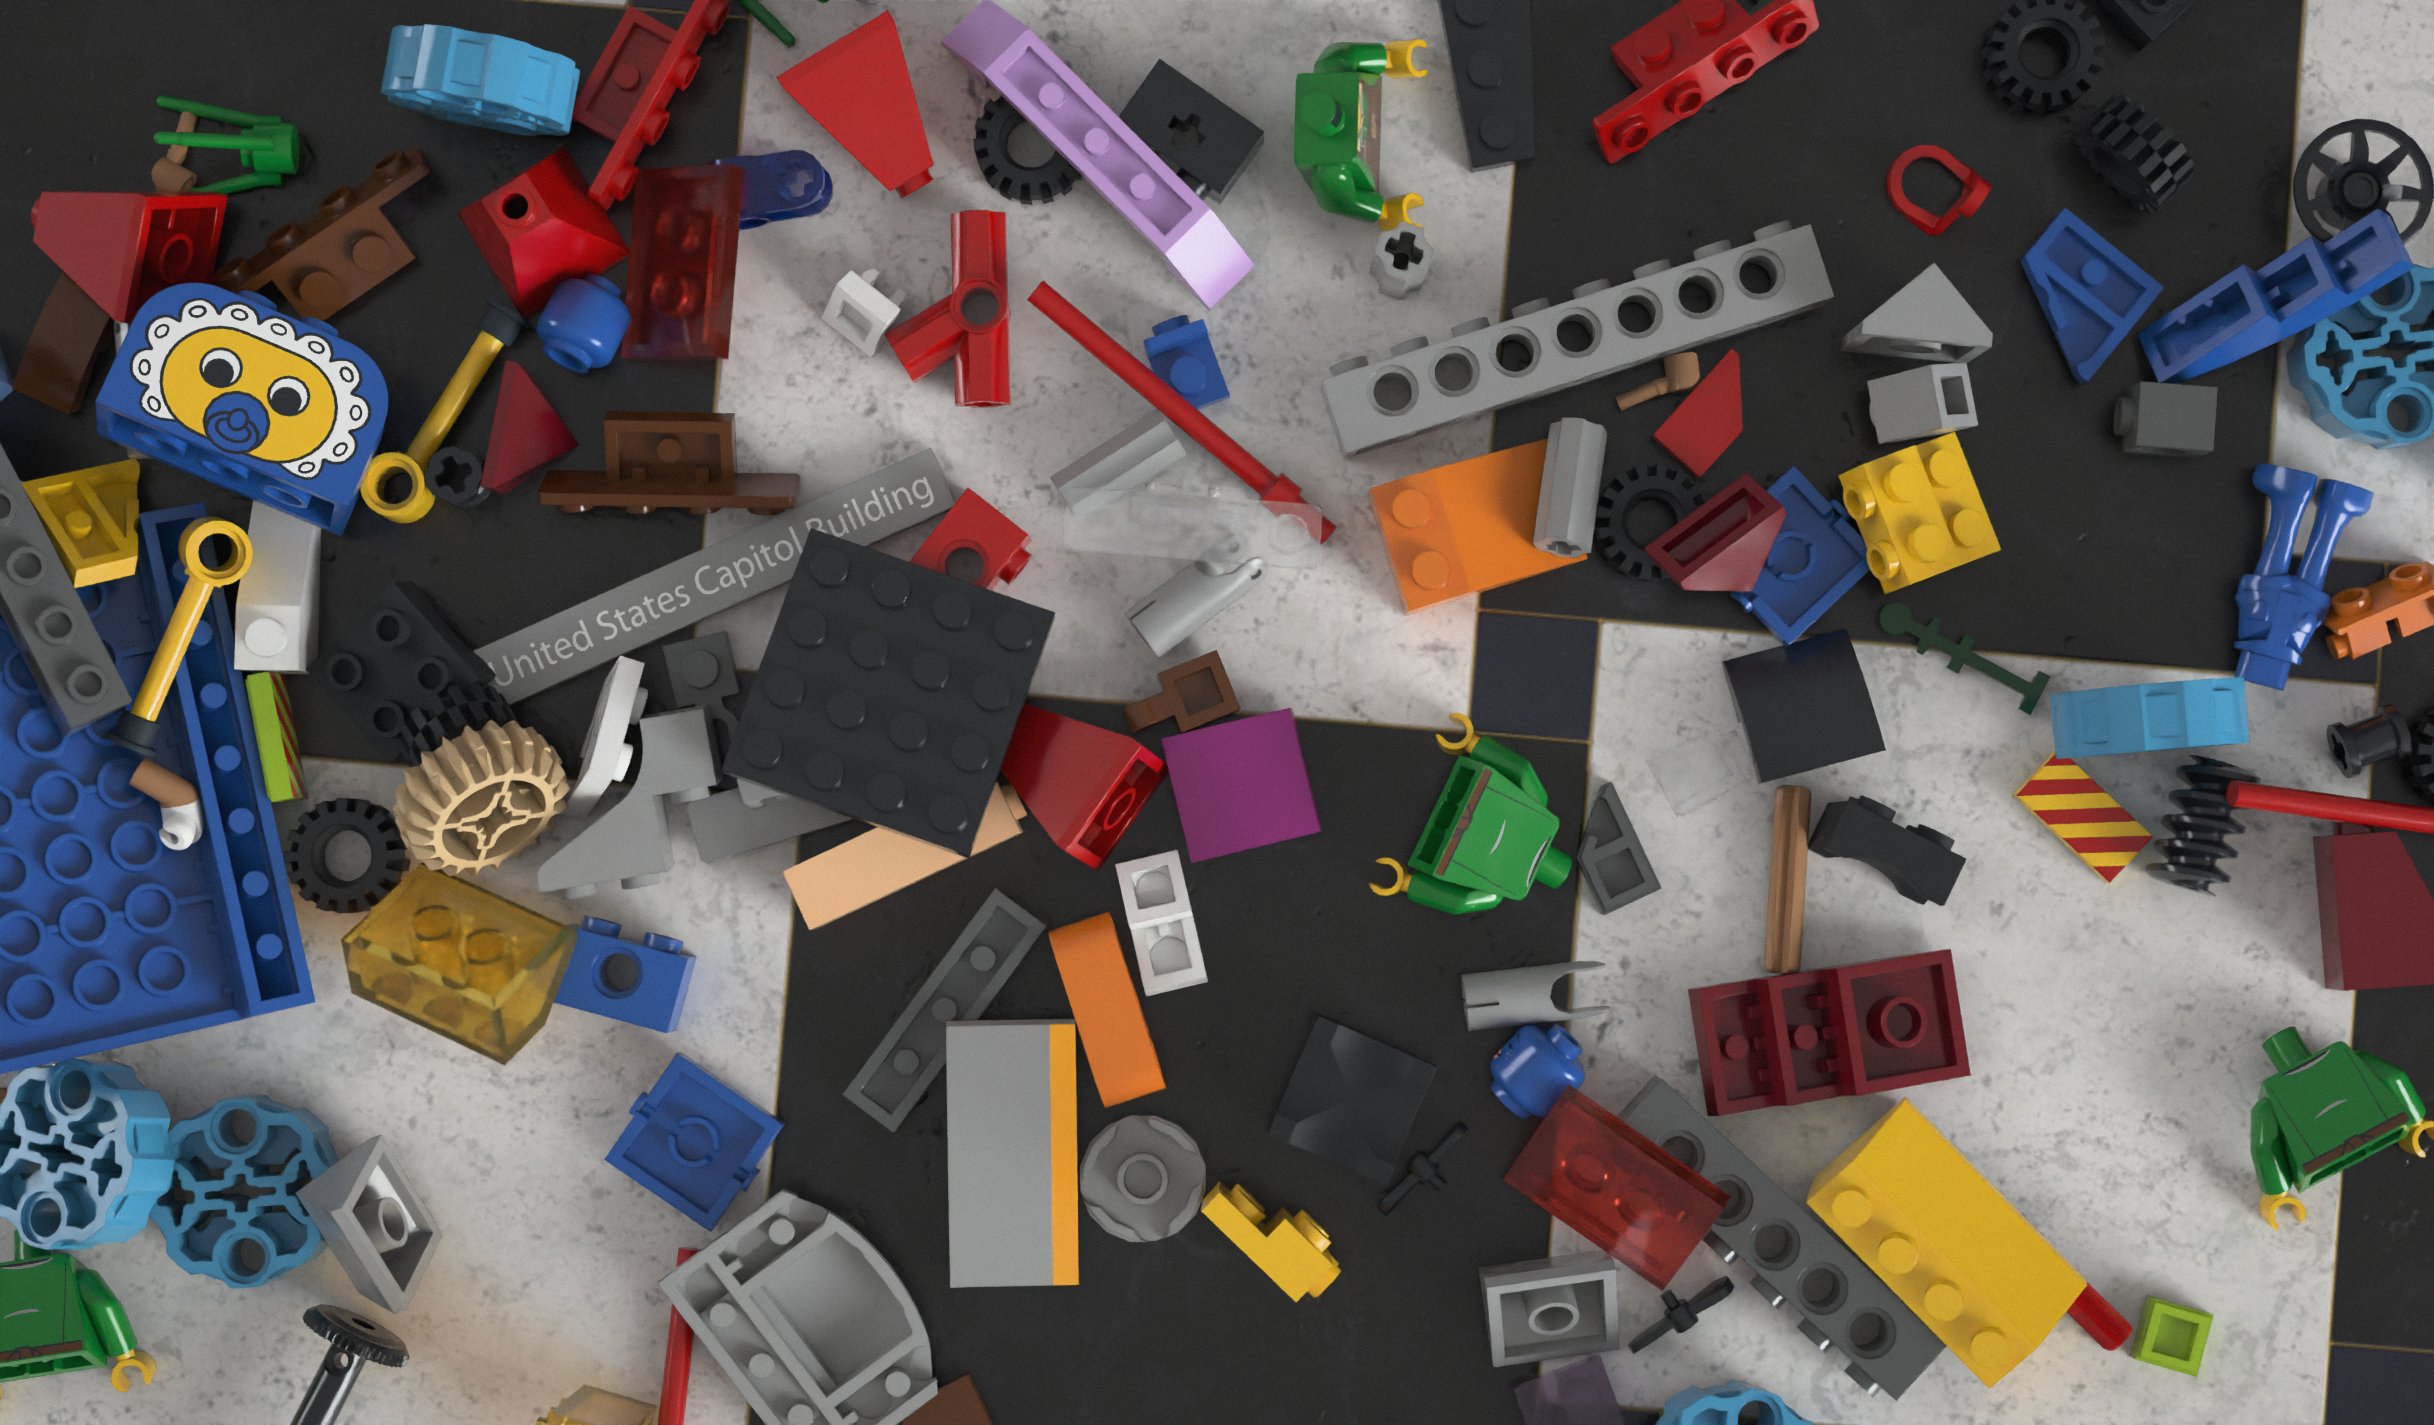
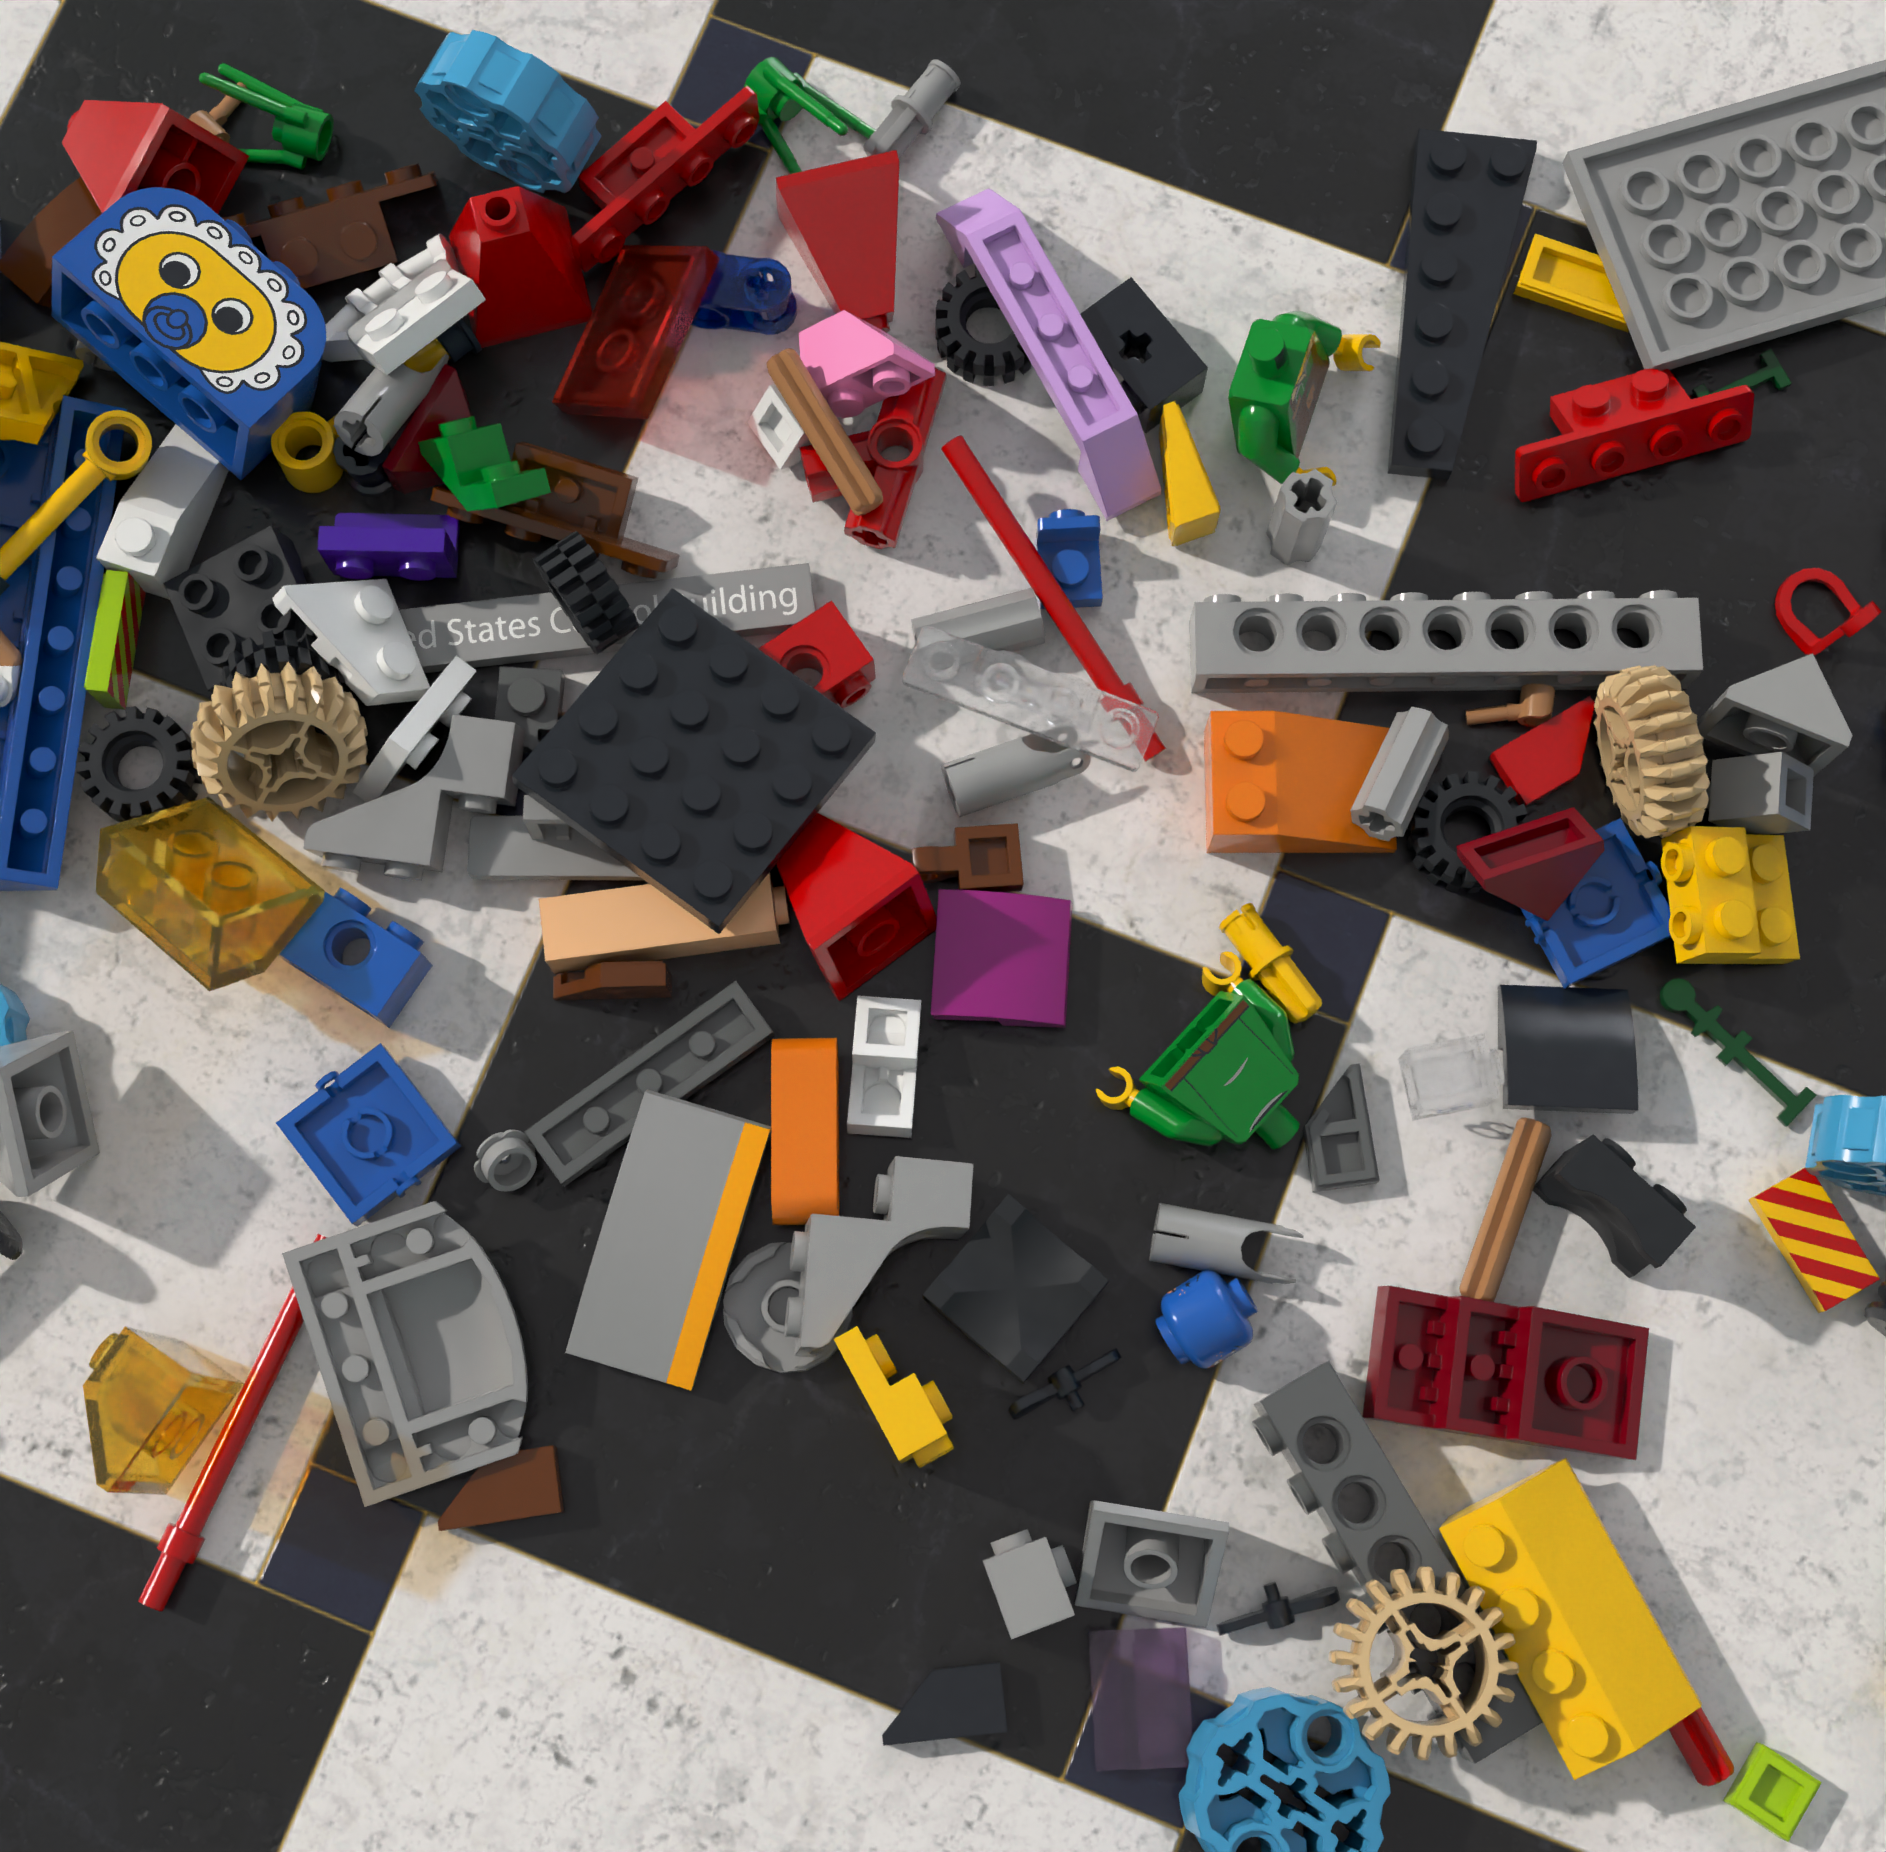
camera: 15 degrees right, 10 degrees down
(462, 328) = (402, 309): none -> white plate
(462, 423) = (383, 406): none -> light grey piece
(514, 554) = (391, 545): none -> dark purple bracket
(521, 667) = (360, 637): none -> white wing
(577, 461) = (479, 467): none -> green slope
(583, 323) = (528, 359): blue head -> none
(727, 557) = (586, 592): none -> black tyre
(833, 1126) = (506, 1160): none -> light grey plate
(876, 923) = (615, 981): none -> reddish brown tile
(907, 319) = (824, 432): none -> medium nougat axle
(913, 233) = (859, 363): none -> bright pink slope
(1184, 1121) = (843, 1253): none -> light grey arch
(1280, 260) = (1188, 493): none -> yellow slope
(1446, 1363) = (1029, 1582): none -> light grey brick
(1500, 711) = (1271, 963): none -> yellow axle
(1616, 1188) = (1252, 1456): clear red tile -> none
(1805, 397) = (1651, 751): none -> tan gear
(1868, 1366) = (1453, 1644): none -> tan gear

